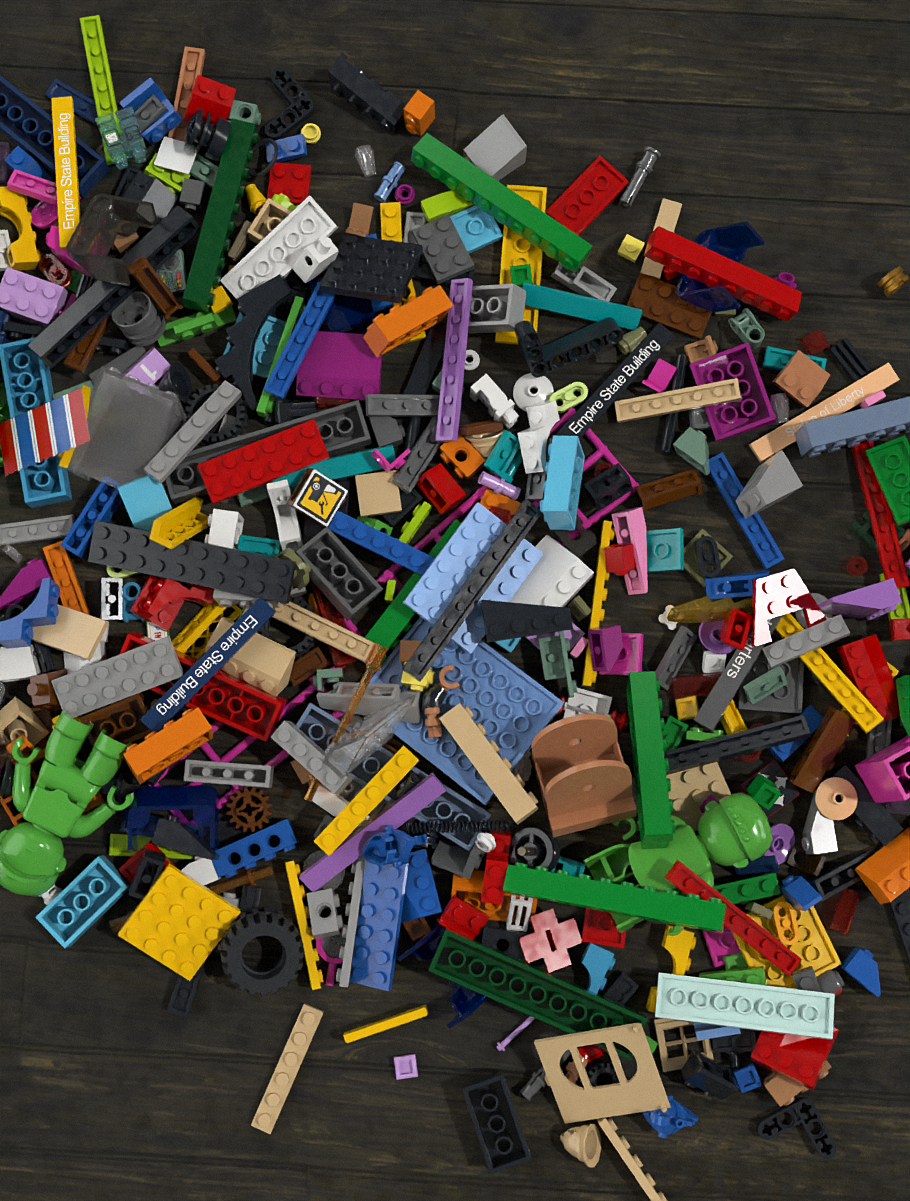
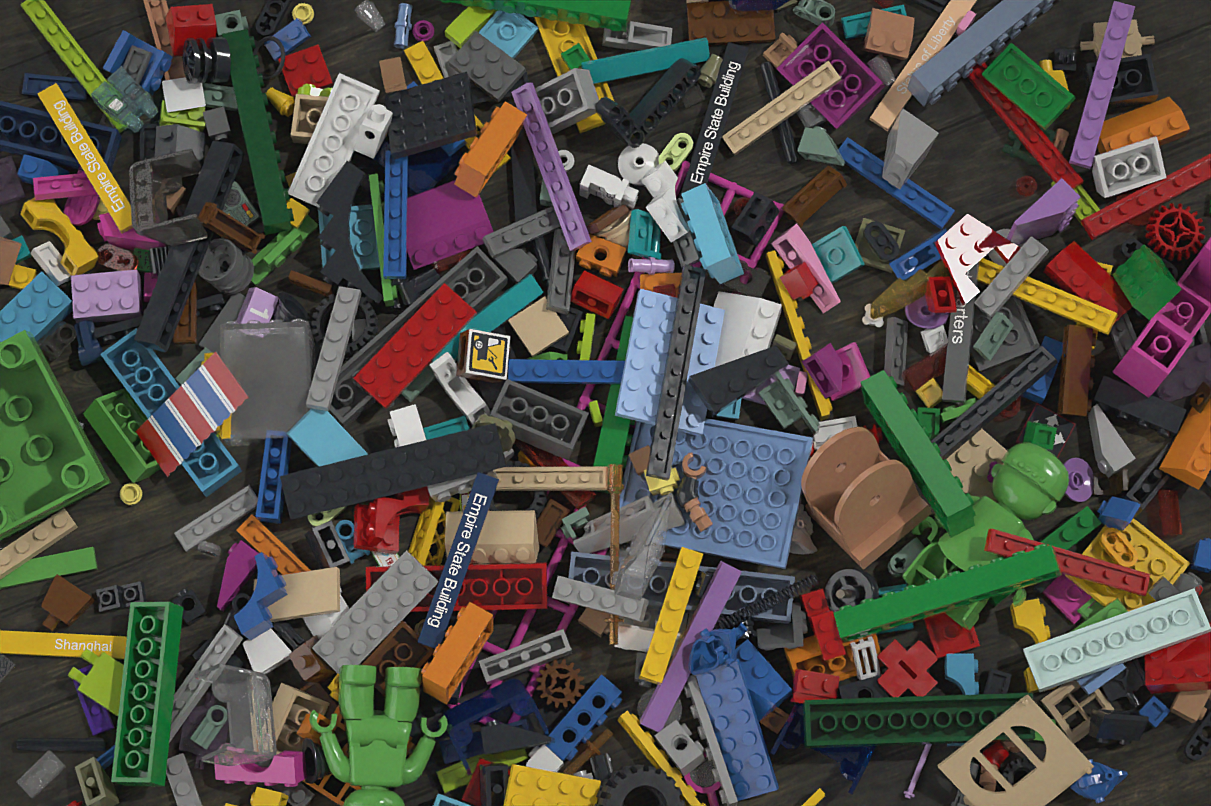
camera: 25 degrees left, 5 degrees down
(178, 521) = (365, 441): yellow fence -> none
(239, 244) = (286, 149): dark tan tile -> none
(385, 464) = (534, 295): dark pink bracket -> none
(485, 842) = (802, 603): white plate -> none
(489, 764) = (770, 526): tan brick -> none
(600, 841) = (906, 556): none -> sand green piece
(660, 376) = (754, 92): dark pink bracket -> none
(759, 910) = (1089, 547): olive tile -> none
(764, 864) = (1066, 508): dark blue tile -> none
(826, 801) = (1105, 419): light nougat dish -> none

